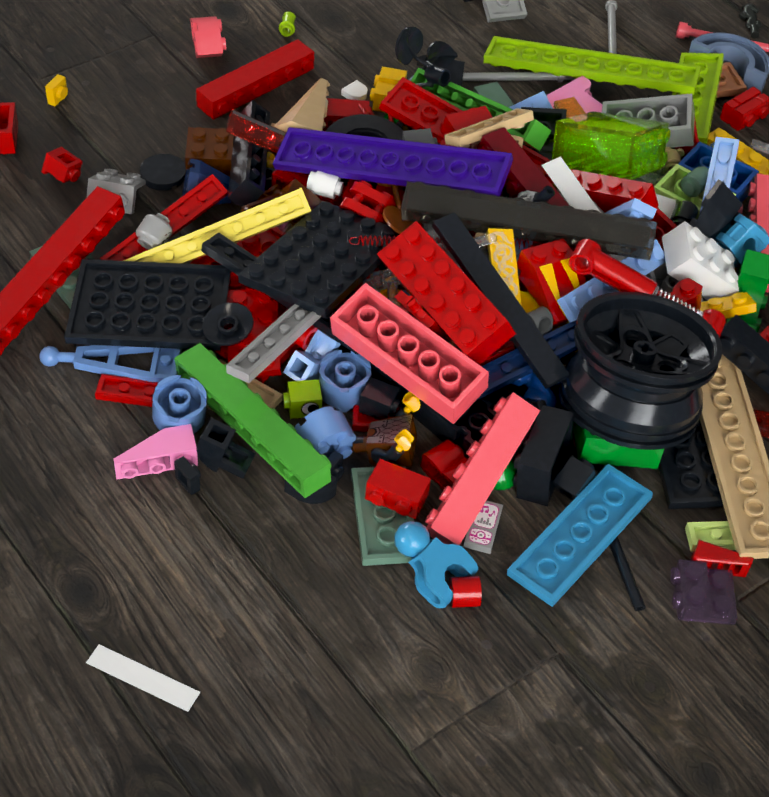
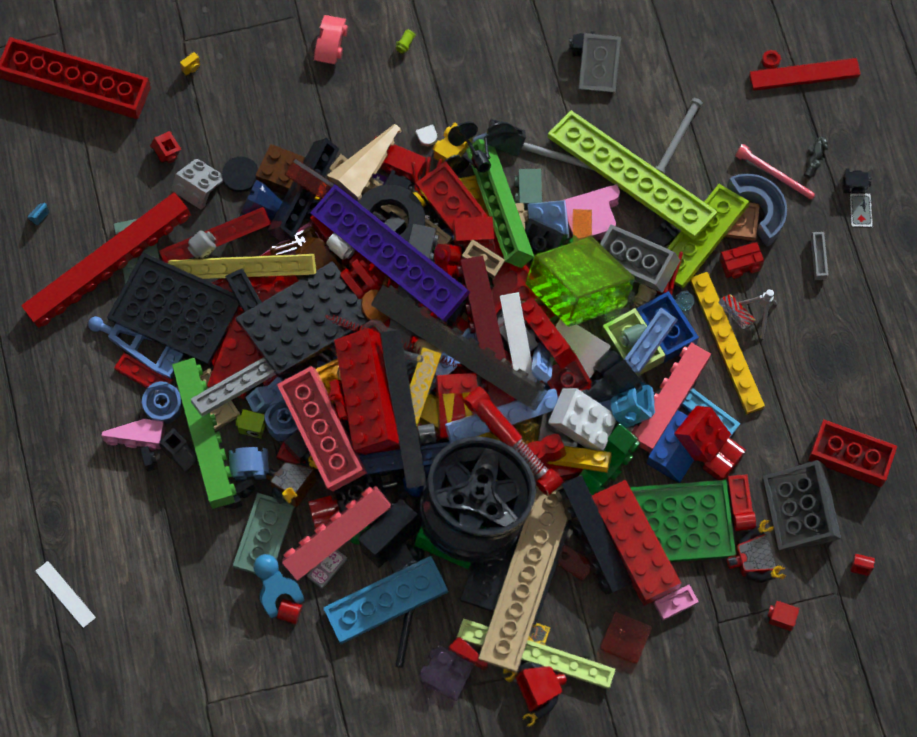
camera: 25 degrees right, 20 degrees up
(225, 317) = (211, 345): black dish -> none
(254, 79) = (351, 99): red brick -> none
(397, 488) = (276, 524): red brick -> none
(473, 133) = (476, 247): tan plate -> none
(544, 195) = (472, 329): black arm -> none

